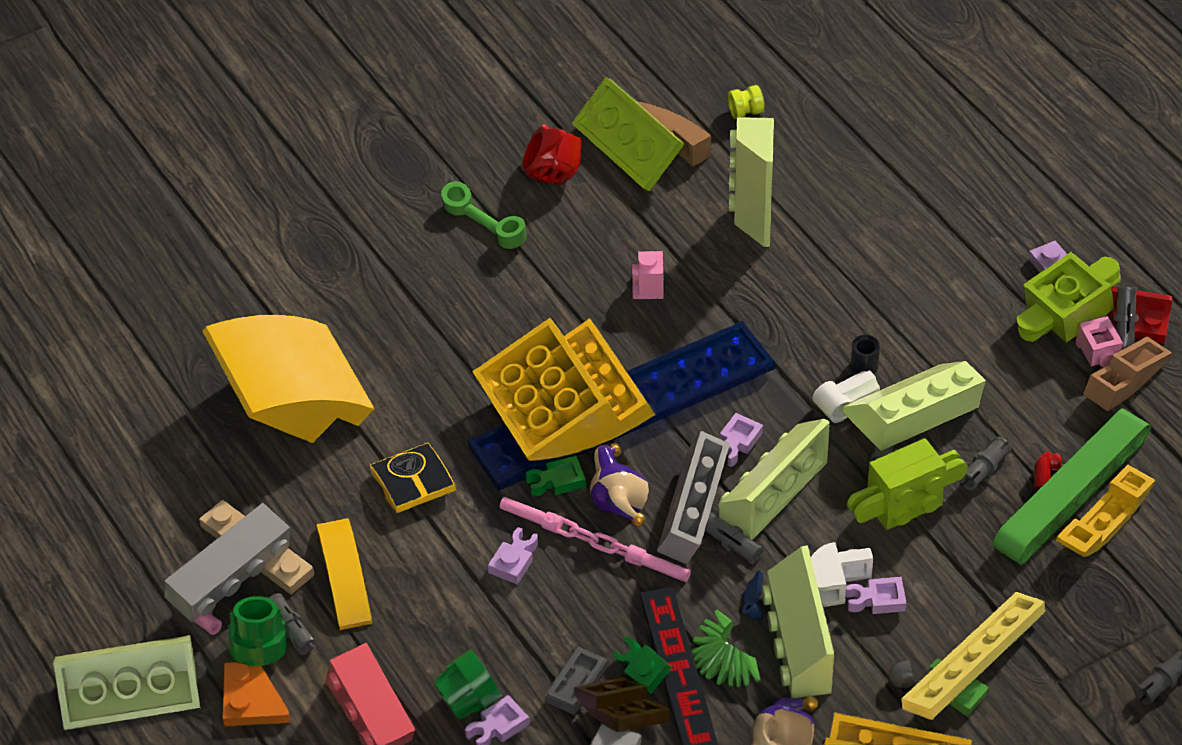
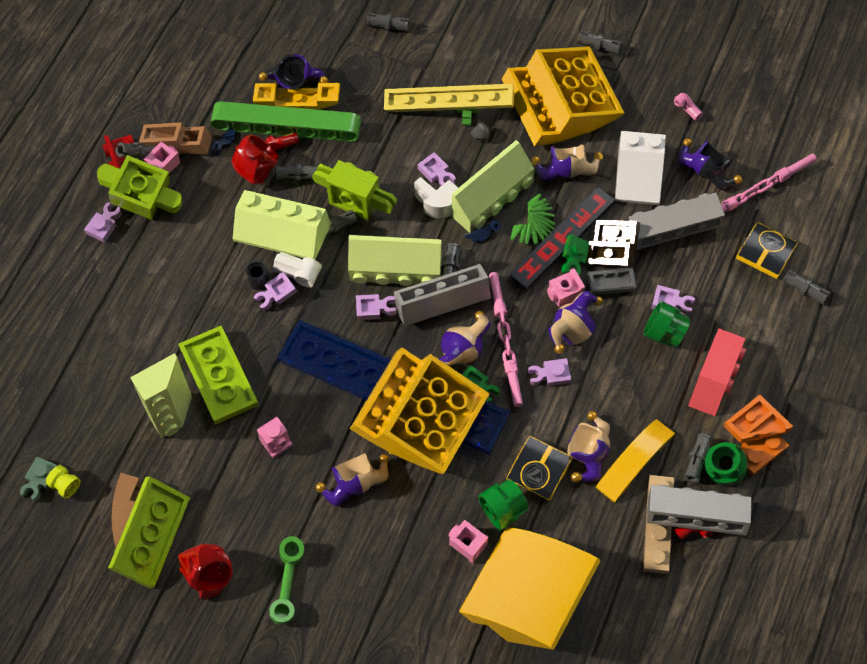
camera: 125 degrees left, 15 degrees up
(126, 682) = (811, 517): yellowish green slope -> none
(273, 694) = (757, 421): none -> orange wing
(389, 369) = (468, 532): none -> bright pink brick
(391, 531) = (591, 447): none -> piece
(398, 410) = (503, 503): none -> green piece
(545, 304) = (354, 478): none -> piece
(555, 604) = (573, 321): none -> piece
(605, 621) = (565, 295): none -> bright pink brick
(767, 269) = (218, 375): none -> lime plate
(774, 93) = (37, 478): none -> sand green plate
(831, 364) = (278, 290): none -> lavender plate
(1030, 419) = (254, 160): none -> red piece
(1090, 423) = (226, 140): none -> dark blue piece
(1141, 521) = (294, 72): none -> black piece

